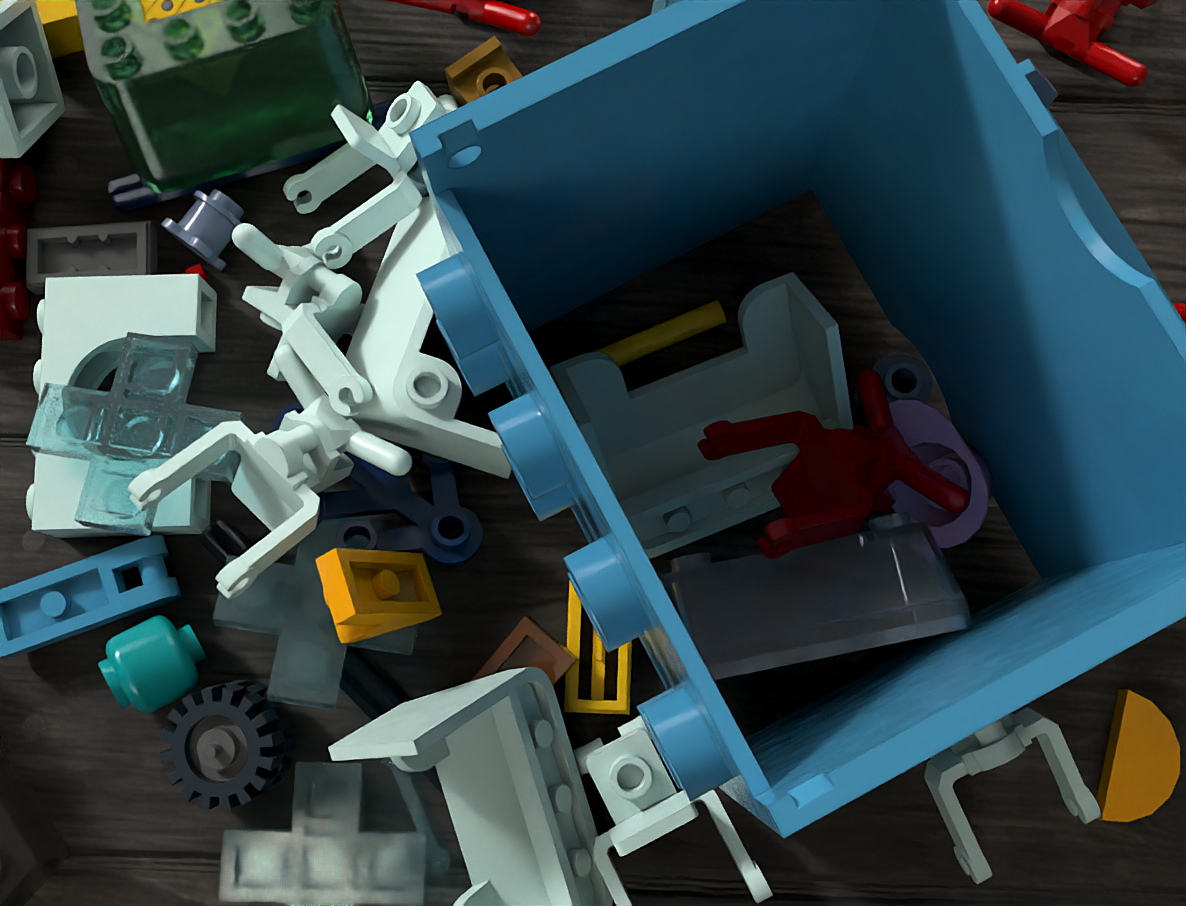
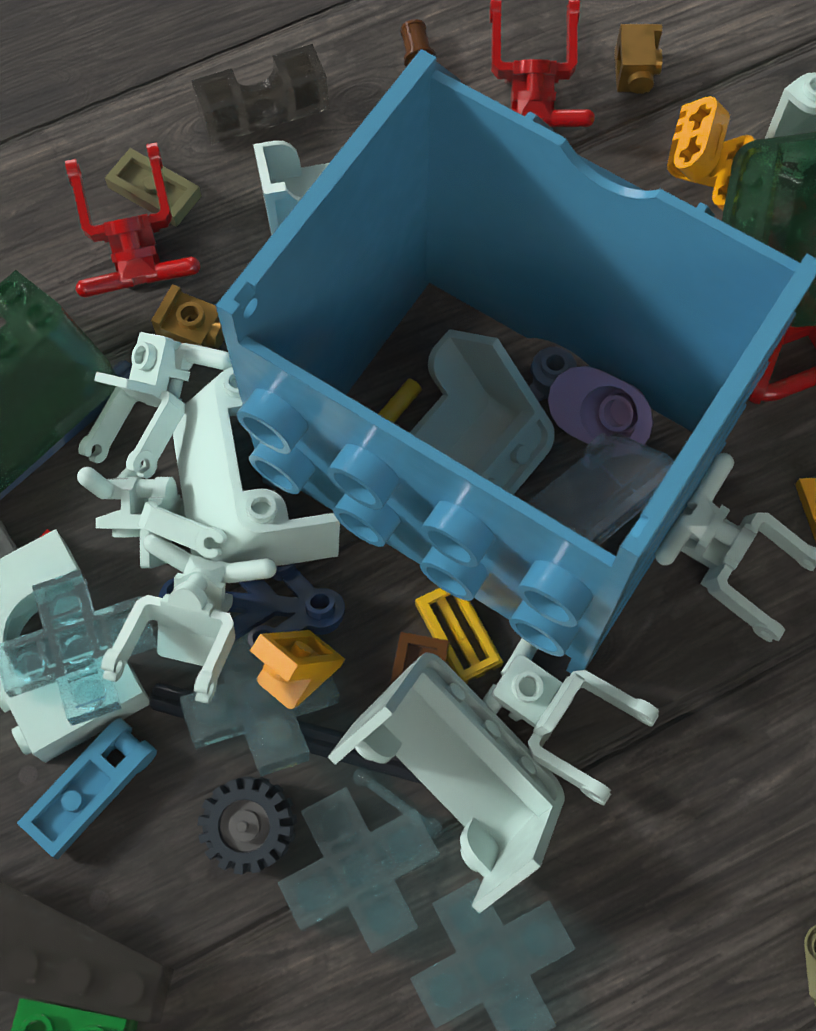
camera: 30 degrees left, 10 degrees down
(152, 664) = (164, 802): teal head -> none
(207, 226) = (40, 501): sand blue brick -> none
(836, 472) = (546, 433): red piece -> none

